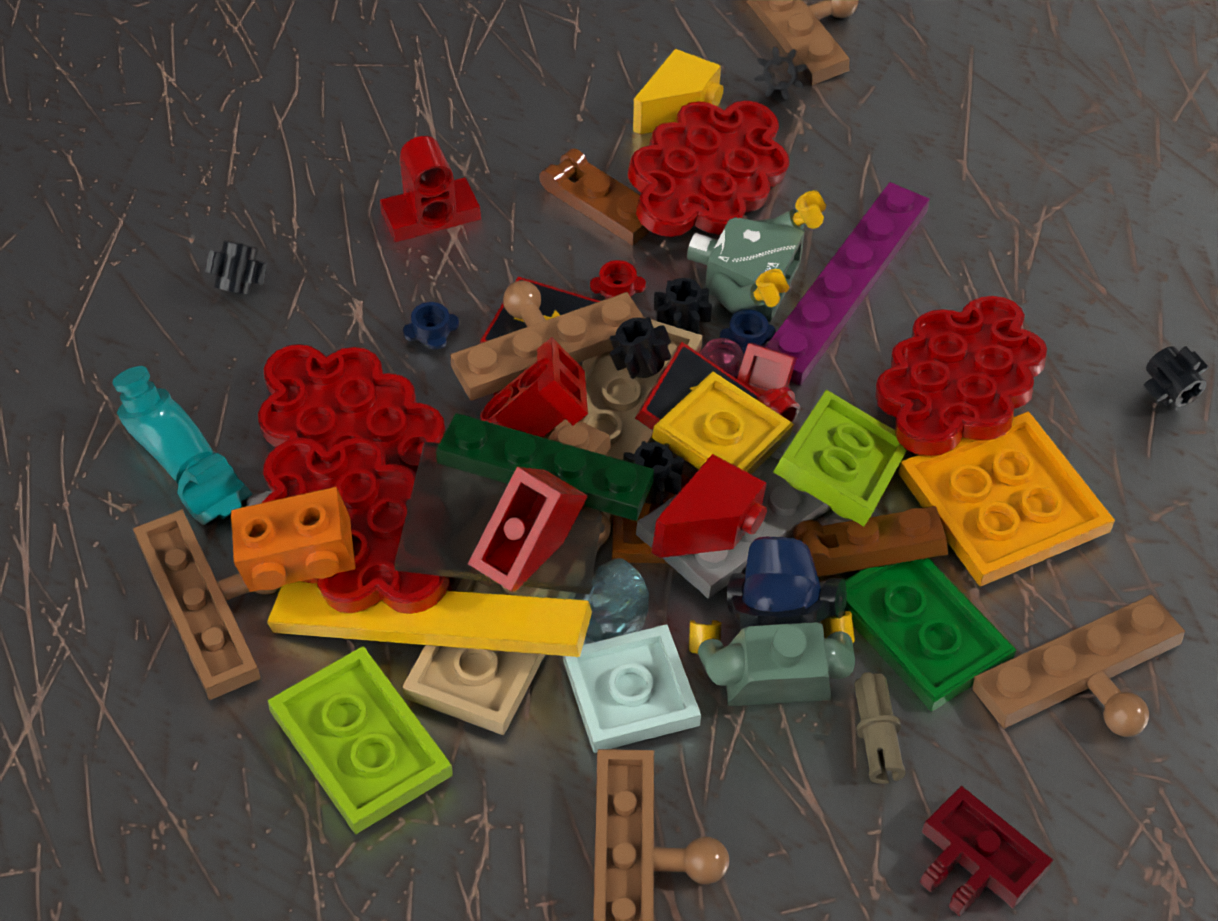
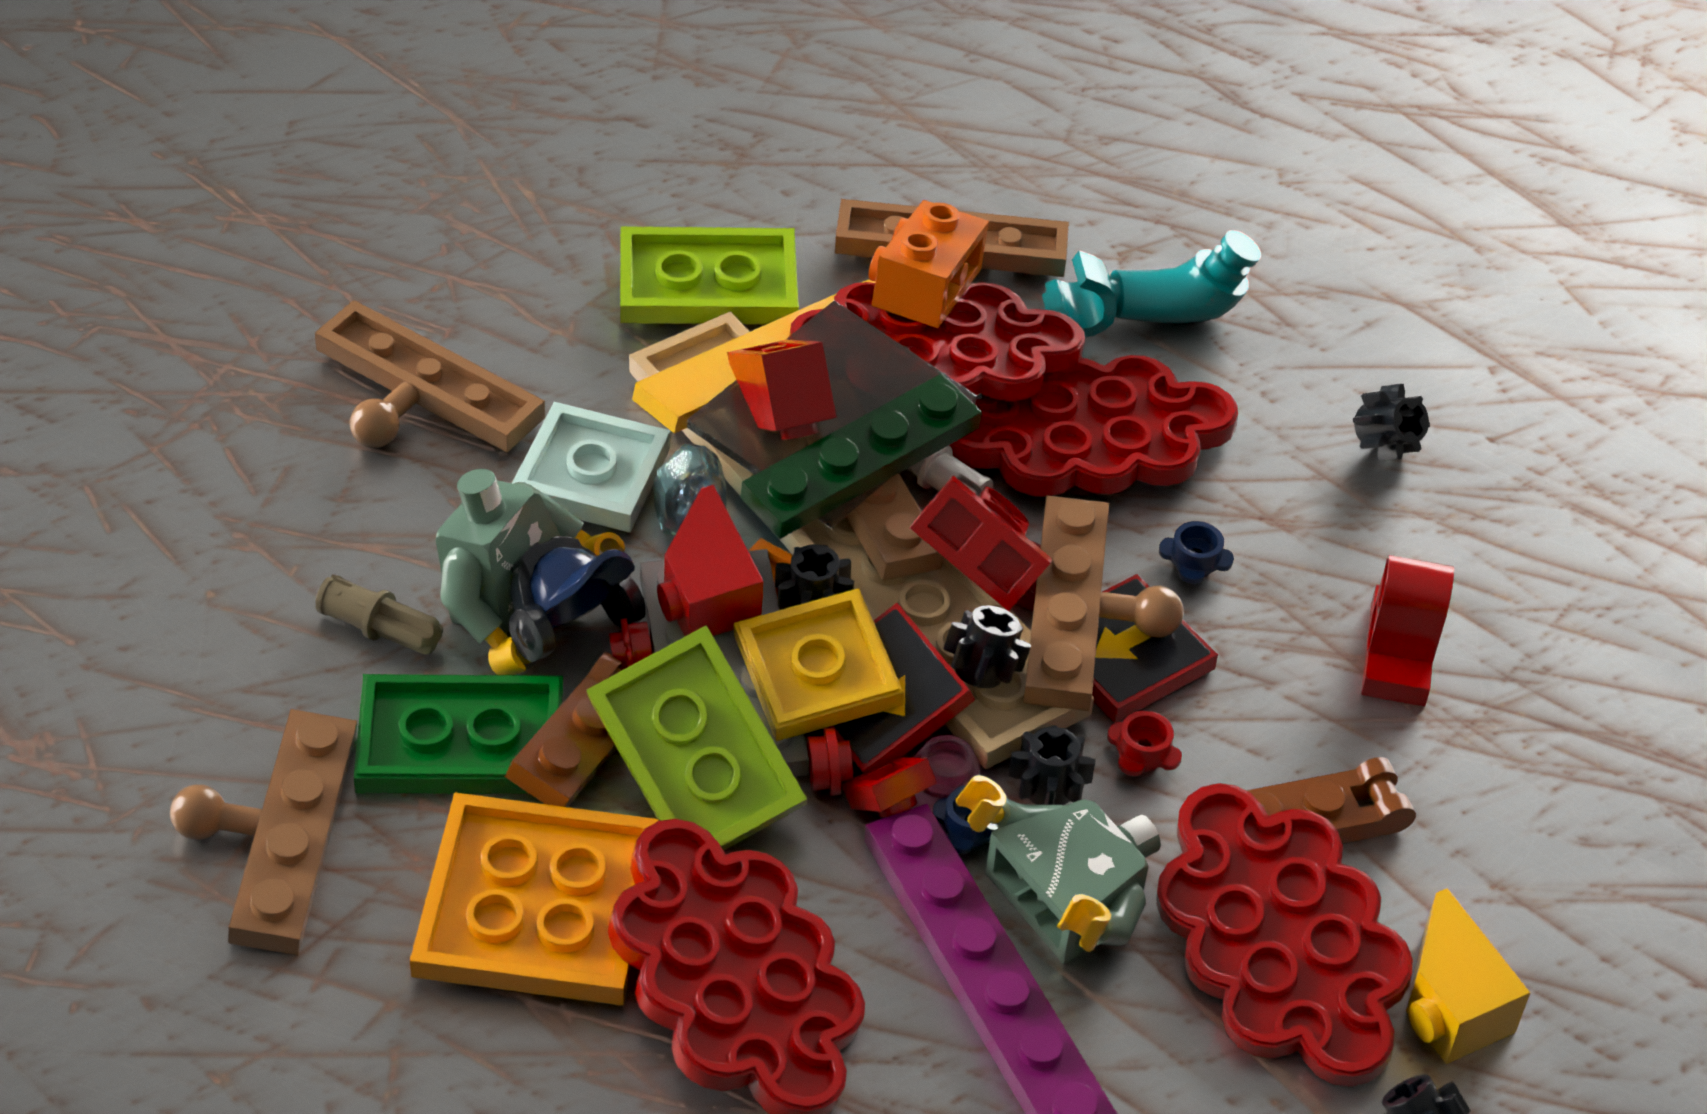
camera: 120 degrees right, 5 degrees down
(986, 848) = (188, 611): dark red hinge -> none

